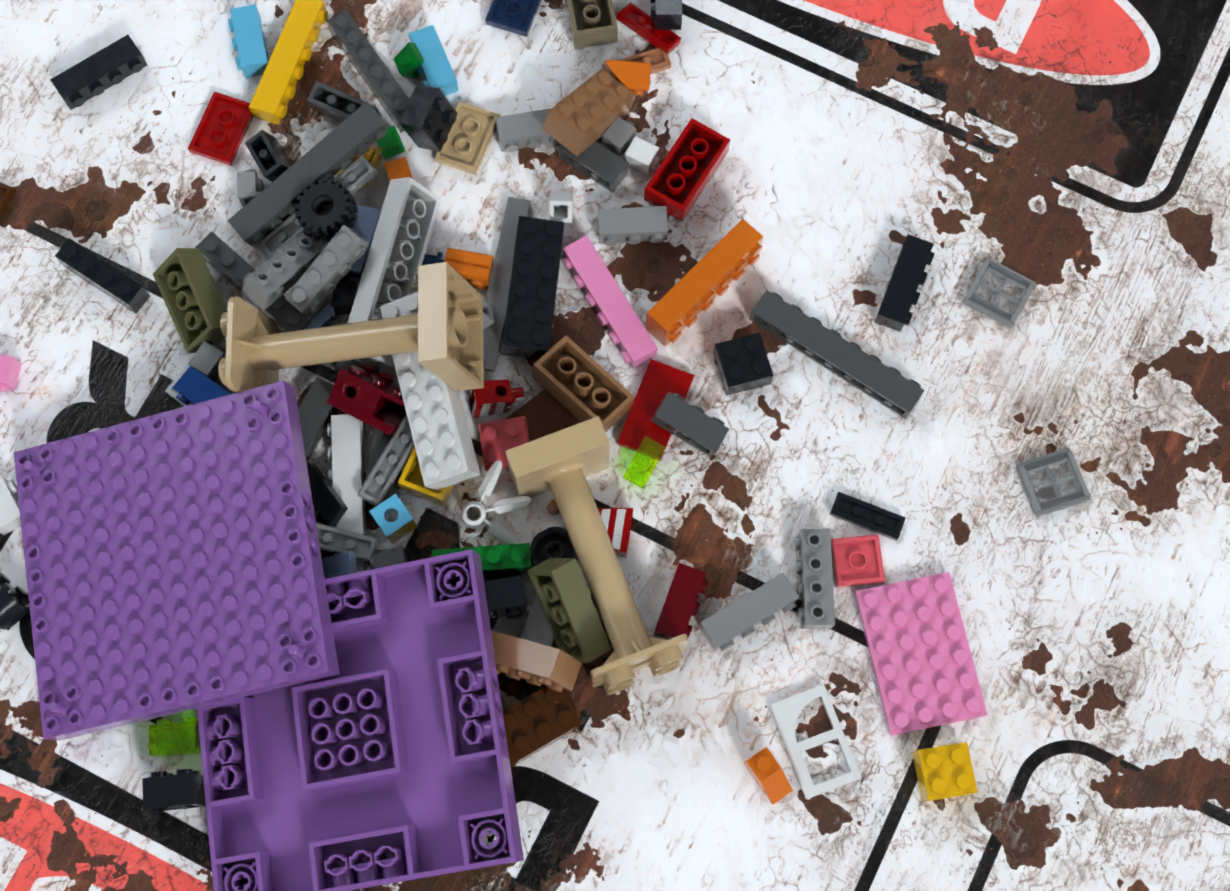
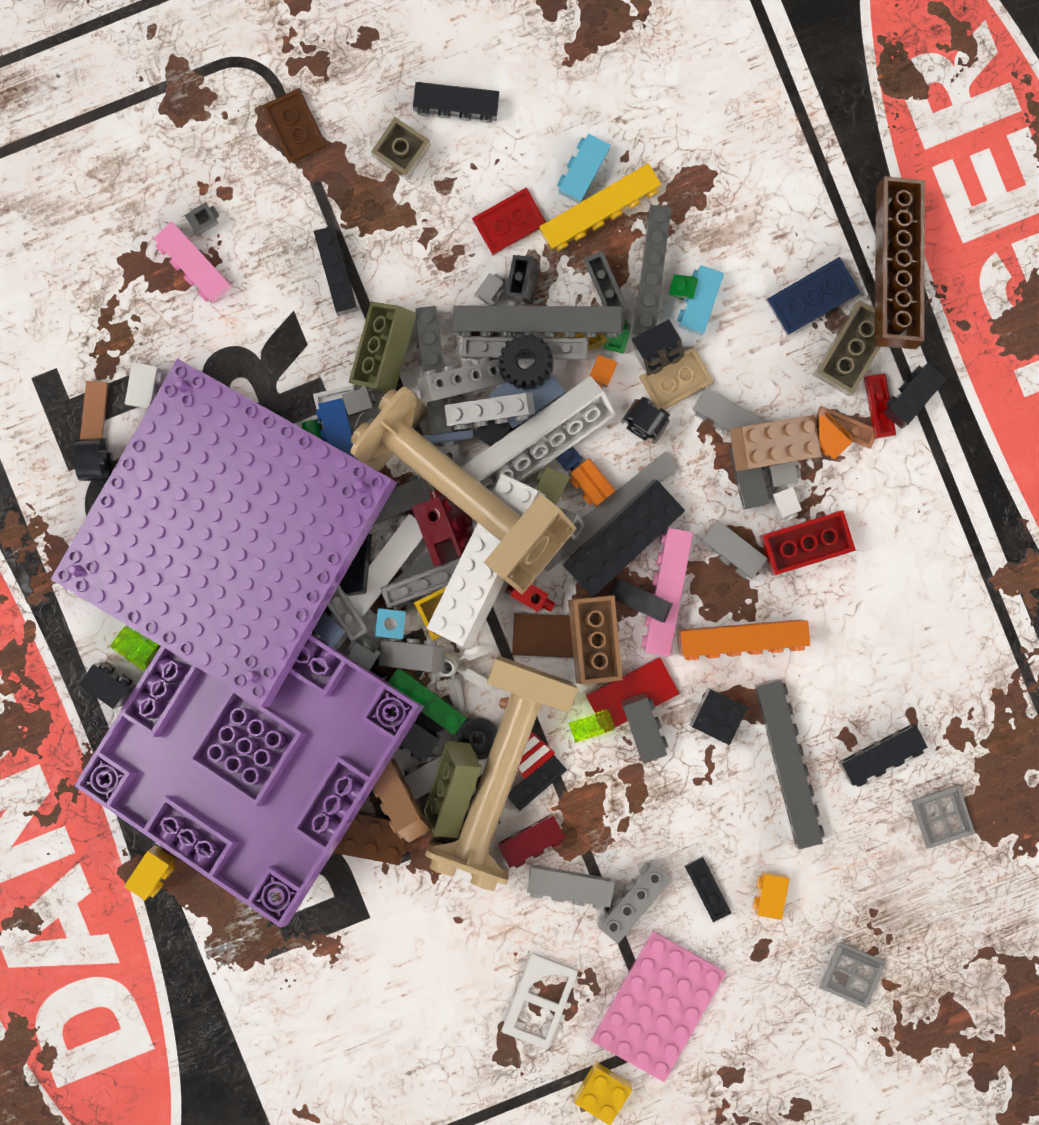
camera: 40 degrees right, 15 degrees up
(80, 139) = (401, 148): none -> dark tan brick
(435, 528) = (412, 655): none -> light grey brick
(468, 182) = (646, 420): none -> black brick
(501, 436) = (510, 632): coral plate -> none
(561, 206) = (694, 494): white brick -> none
(594, 322) = (641, 600): none -> black tile
(640, 551) = (536, 782): none -> black tile
(768, 775) = (490, 996): orange slope -> none
(857, 561) = (673, 912): coral tile -> none
(923, 472) = (771, 895): none -> light orange brick

